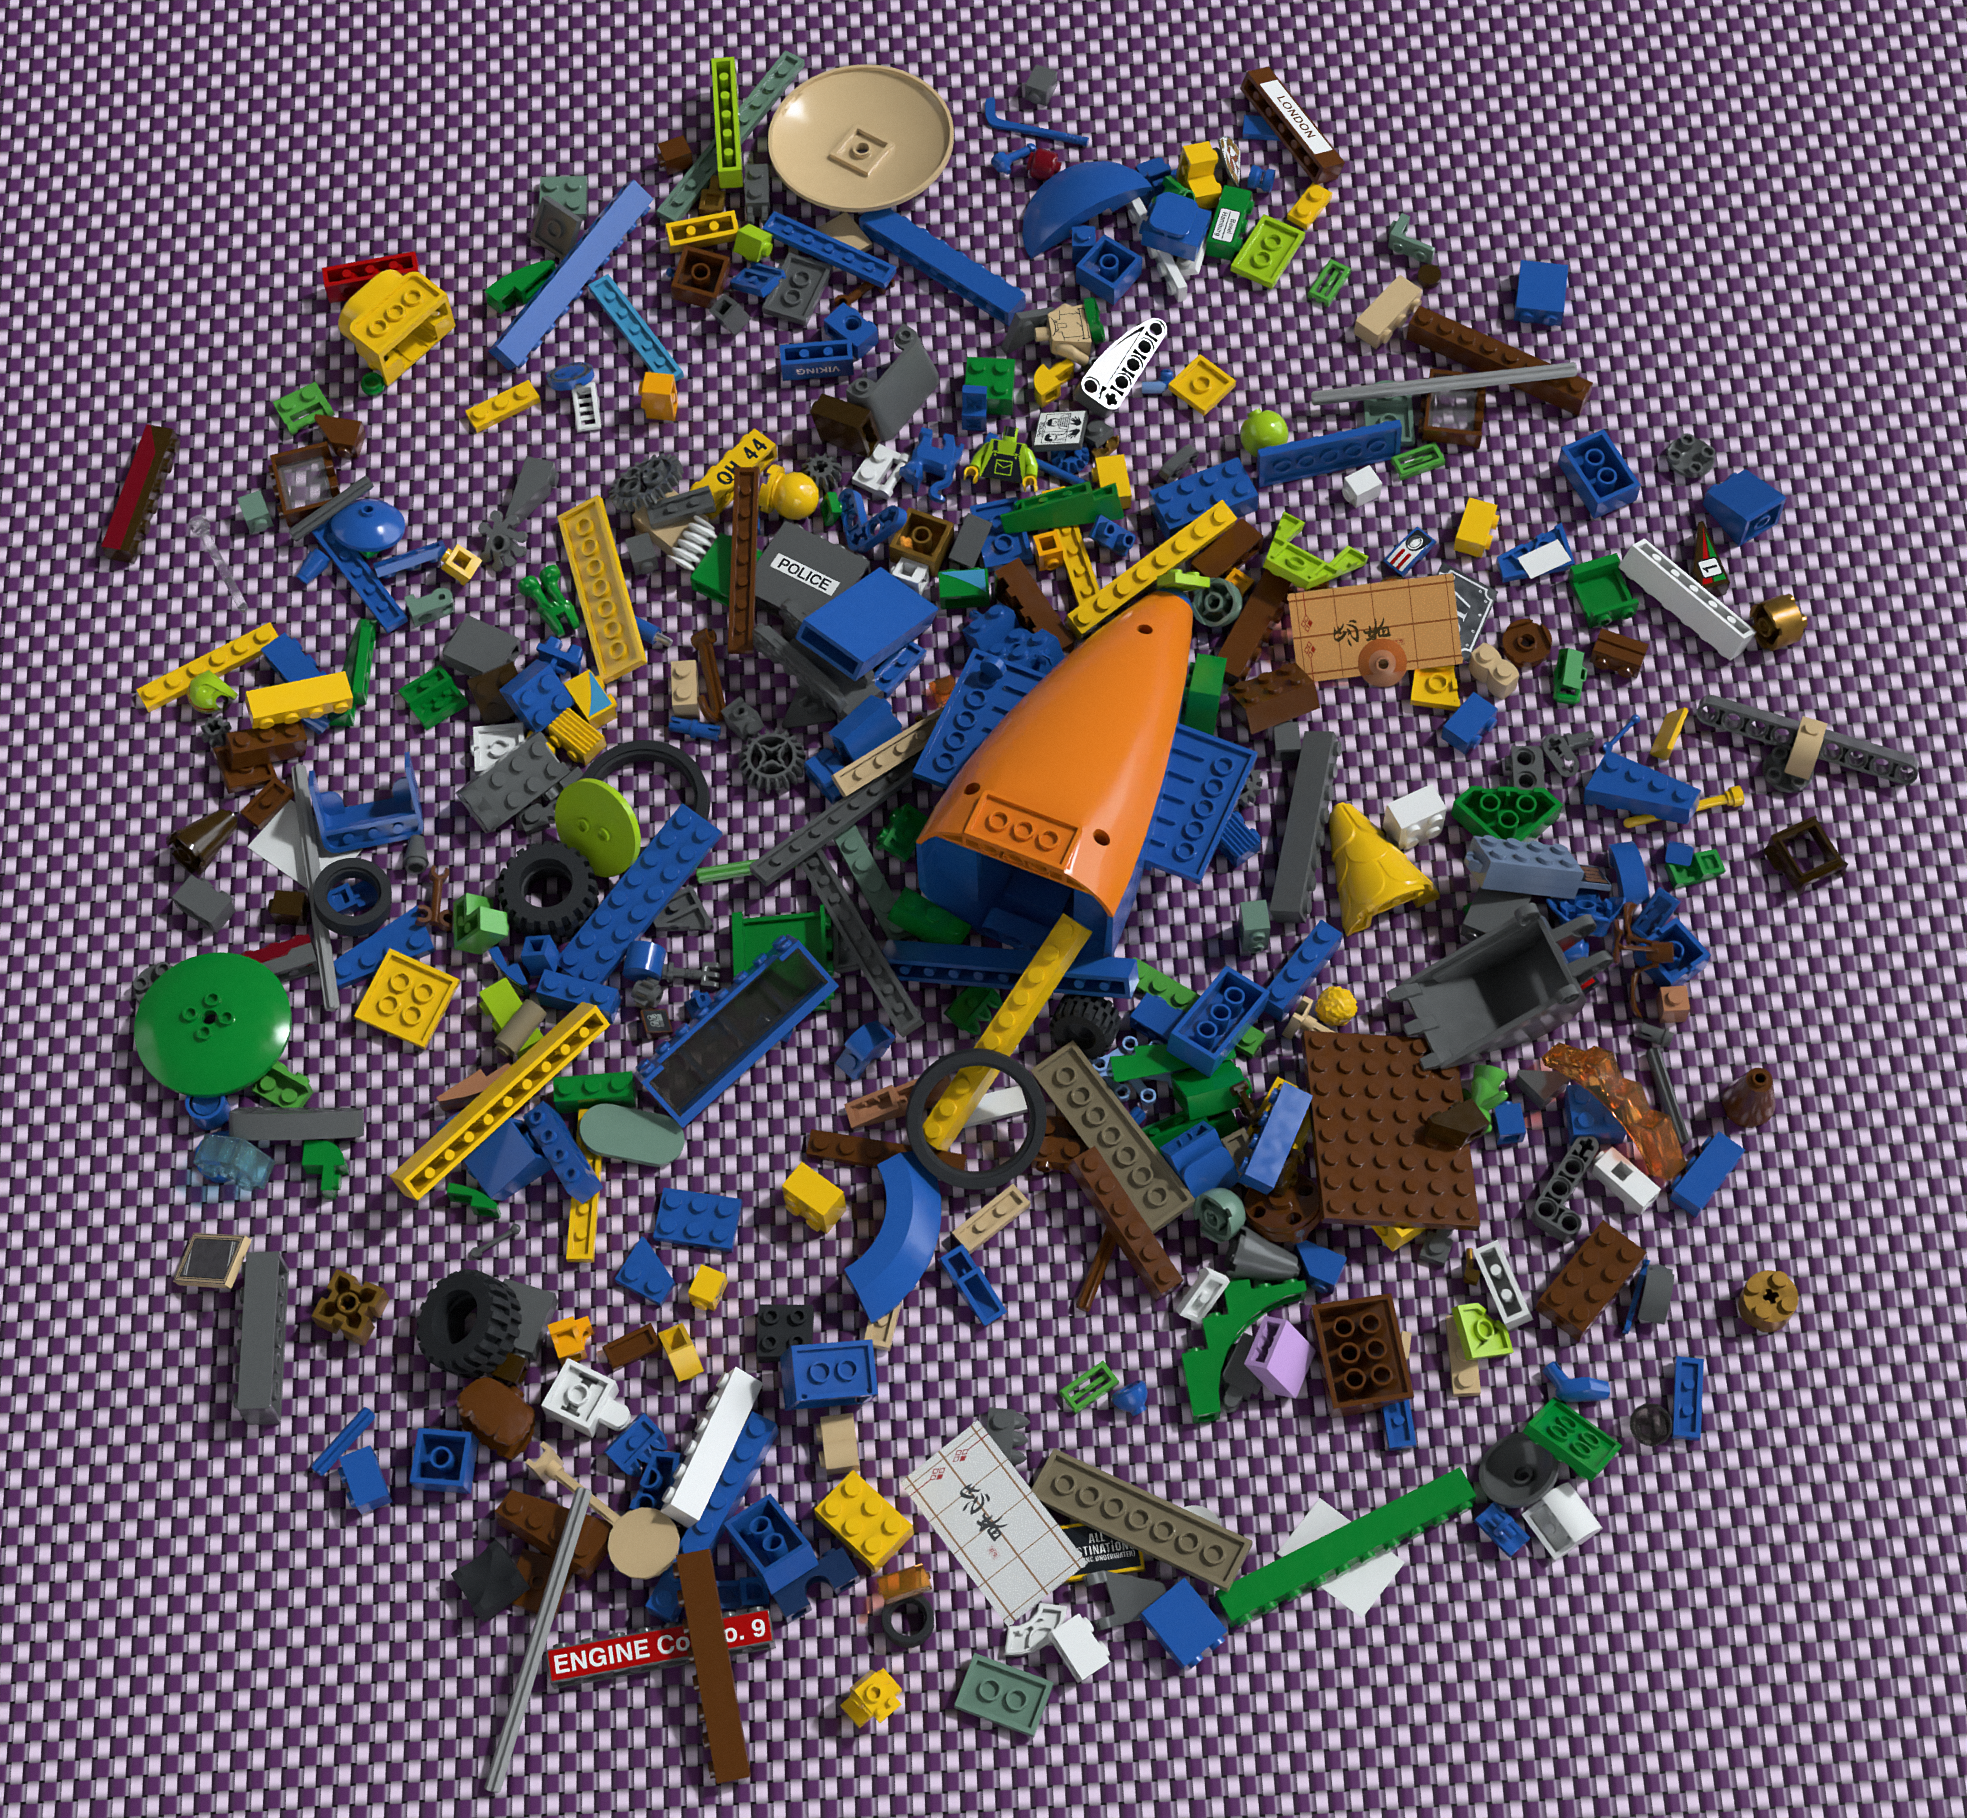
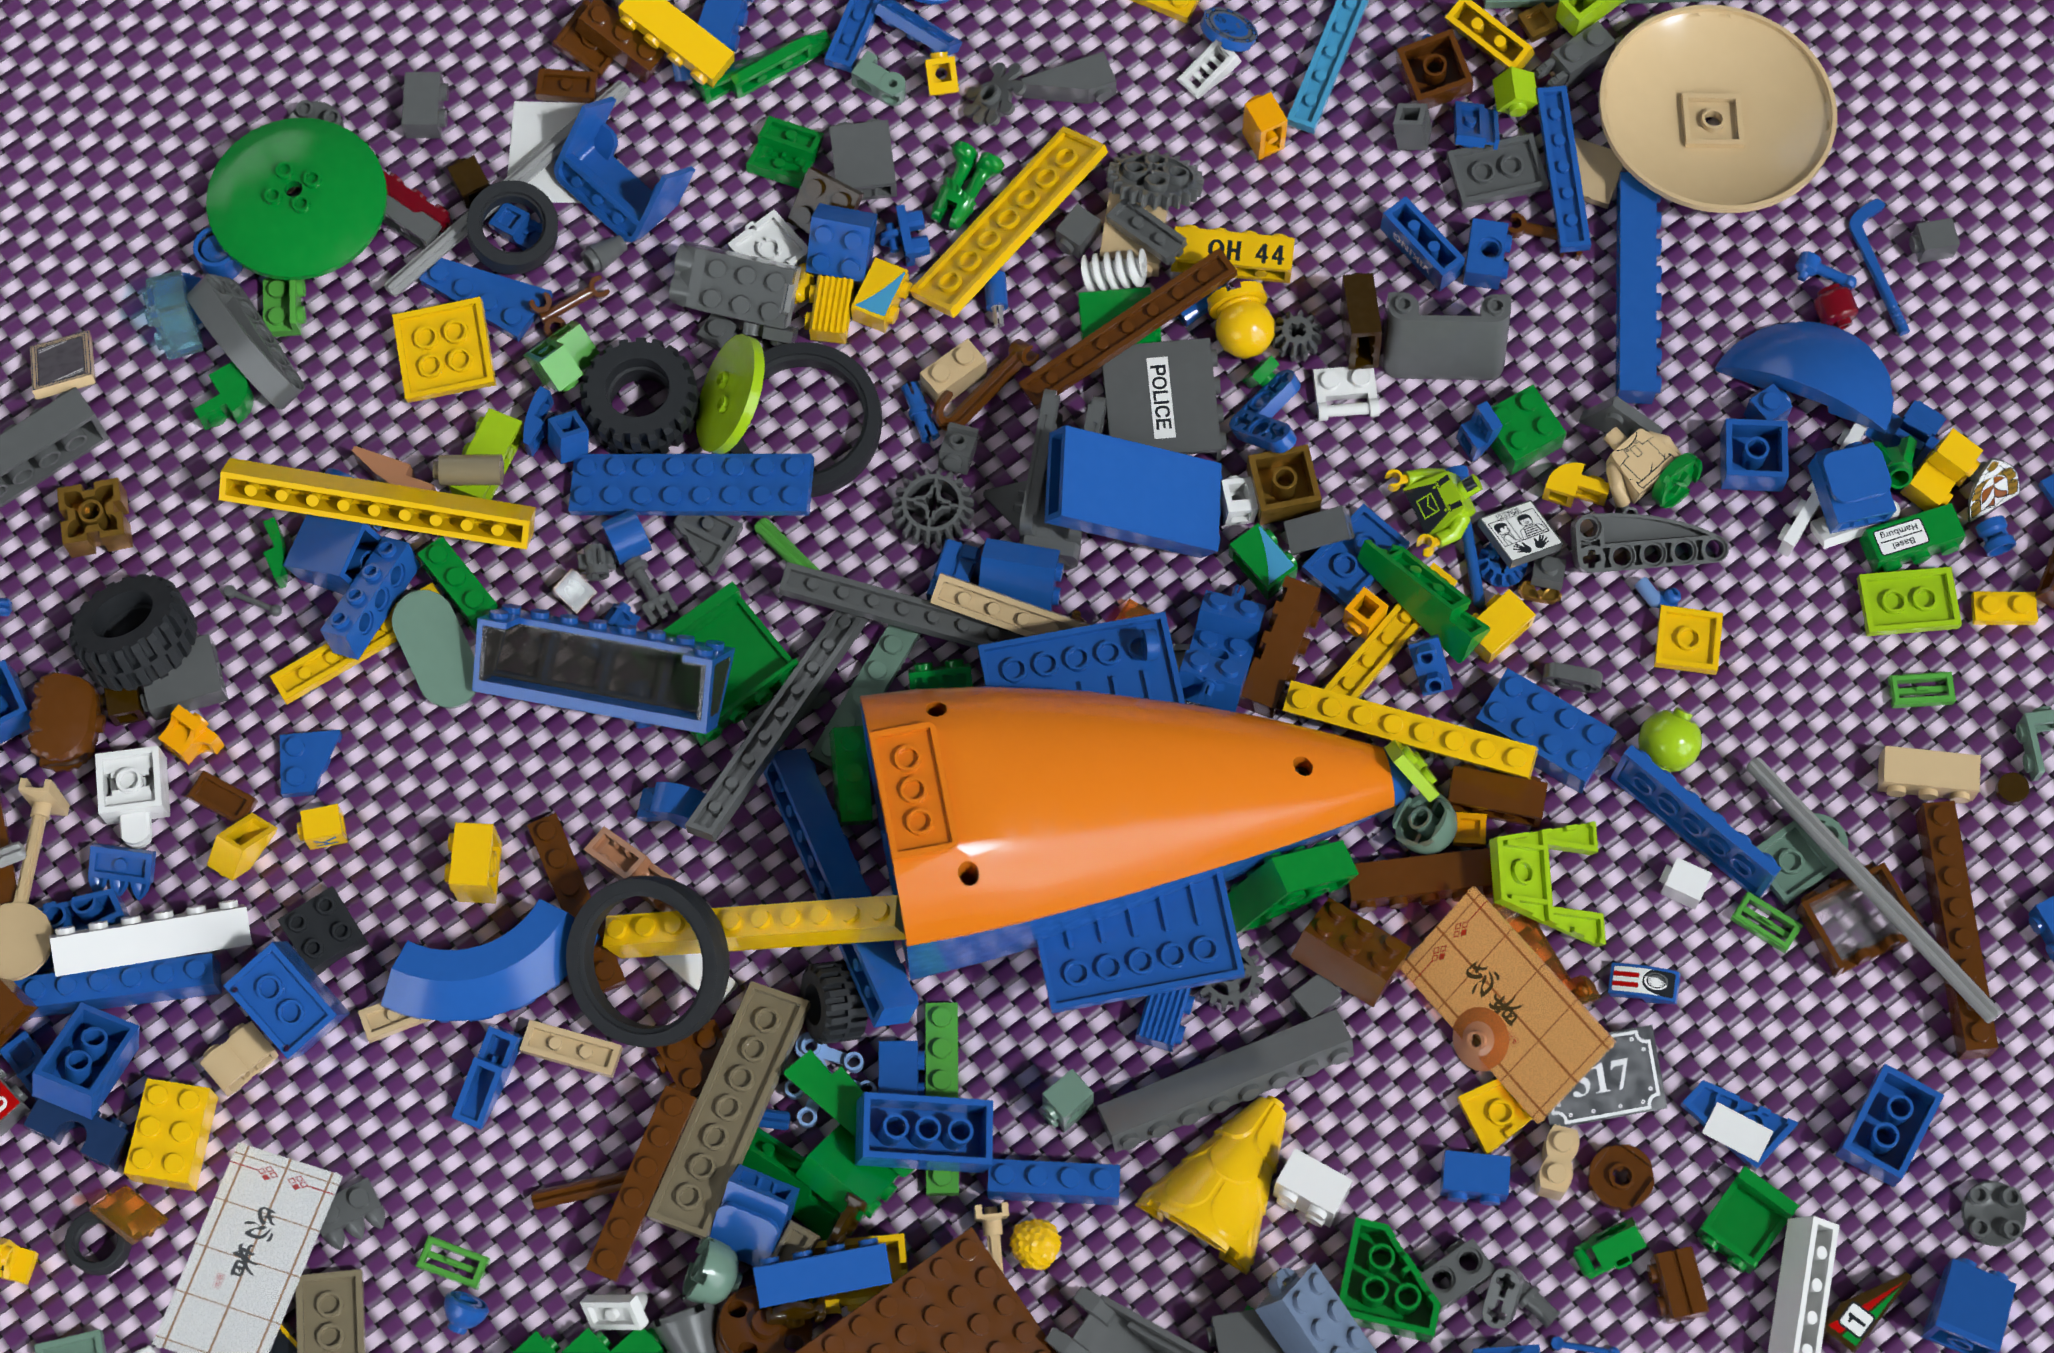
camera: 55 degrees right, 5 degrees up
(202, 840) = (487, 57): dark brown cone -> none
(568, 992) = (550, 501): blue brick -> none
(697, 1219) = (392, 770): blue plate -> none
(898, 667) = (1122, 557): blue hinge -> none
(933, 460) = (1392, 434): blue animal -> none
(971, 1005) = (787, 875): green plate -> none
(1475, 527) = (1724, 1035): yellow brick -> none

